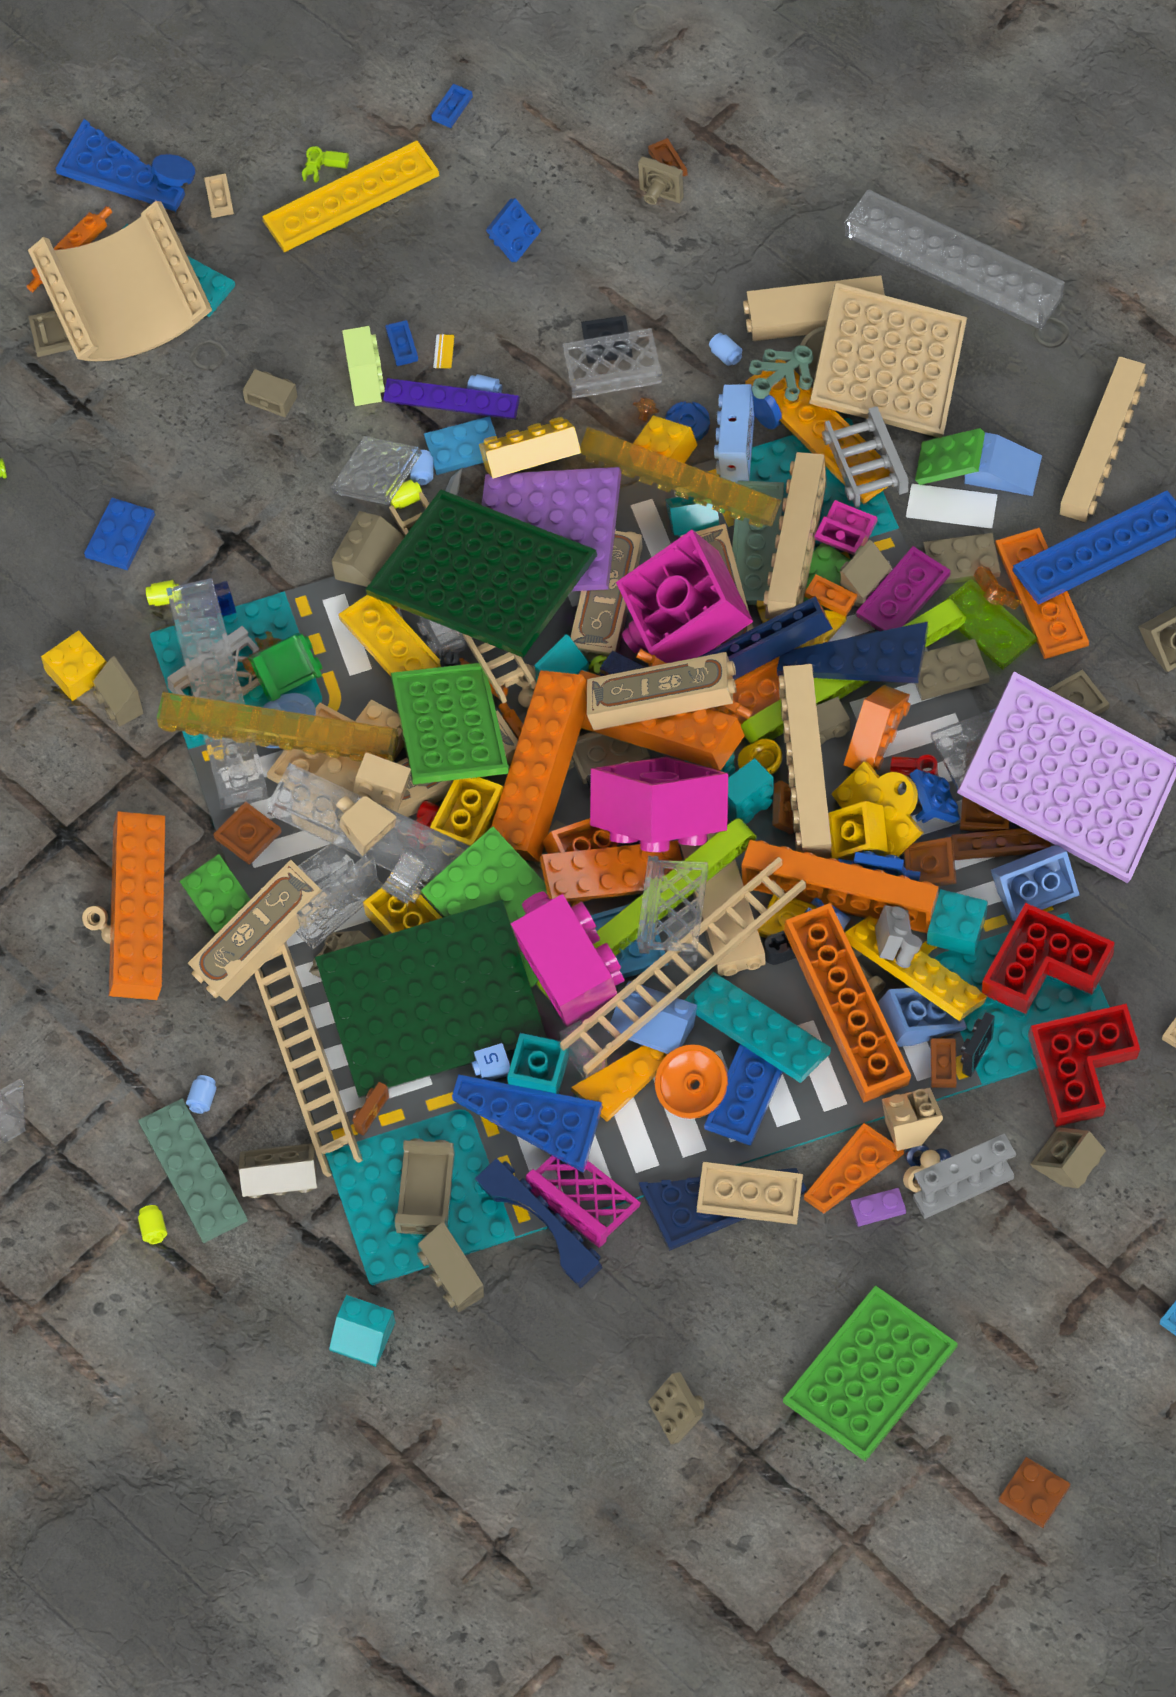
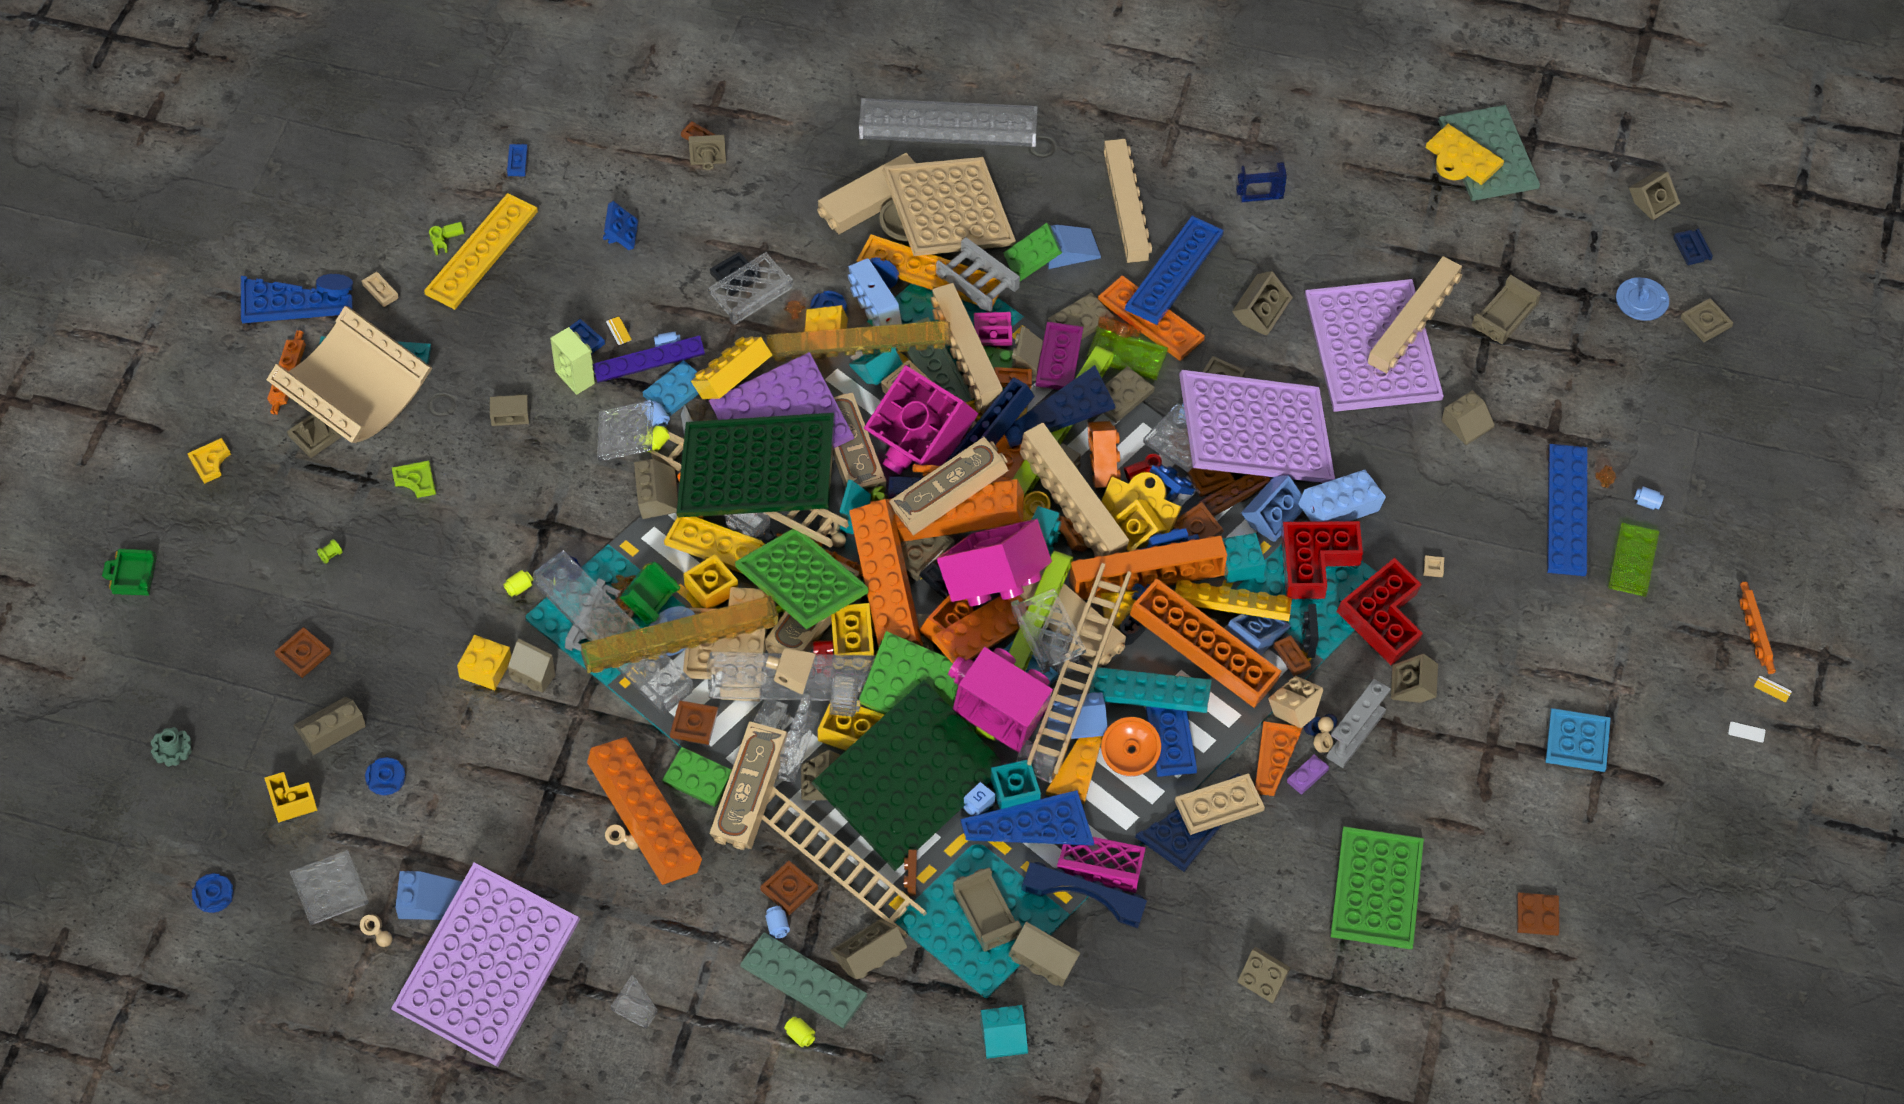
camera: 35 degrees left, 5 degrees down
(119, 534) = (456, 556): blue plate -> none
(131, 426) = (416, 477): none -> lime tile
(237, 1062) = (789, 887): none -> dark orange plate
(355, 683) = (710, 582): none -> yellow brick
(382, 781) = (782, 634): tan brick -> none
(725, 349) = (826, 246): light blue brick -> none
(800, 356) = (887, 228): sand green plant -> none
(895, 936) = (1212, 582): light grey hinge -> none
(951, 505) = (1050, 287): white sticker -> none
(1118, 907) = (1342, 498): none -> light blue brick

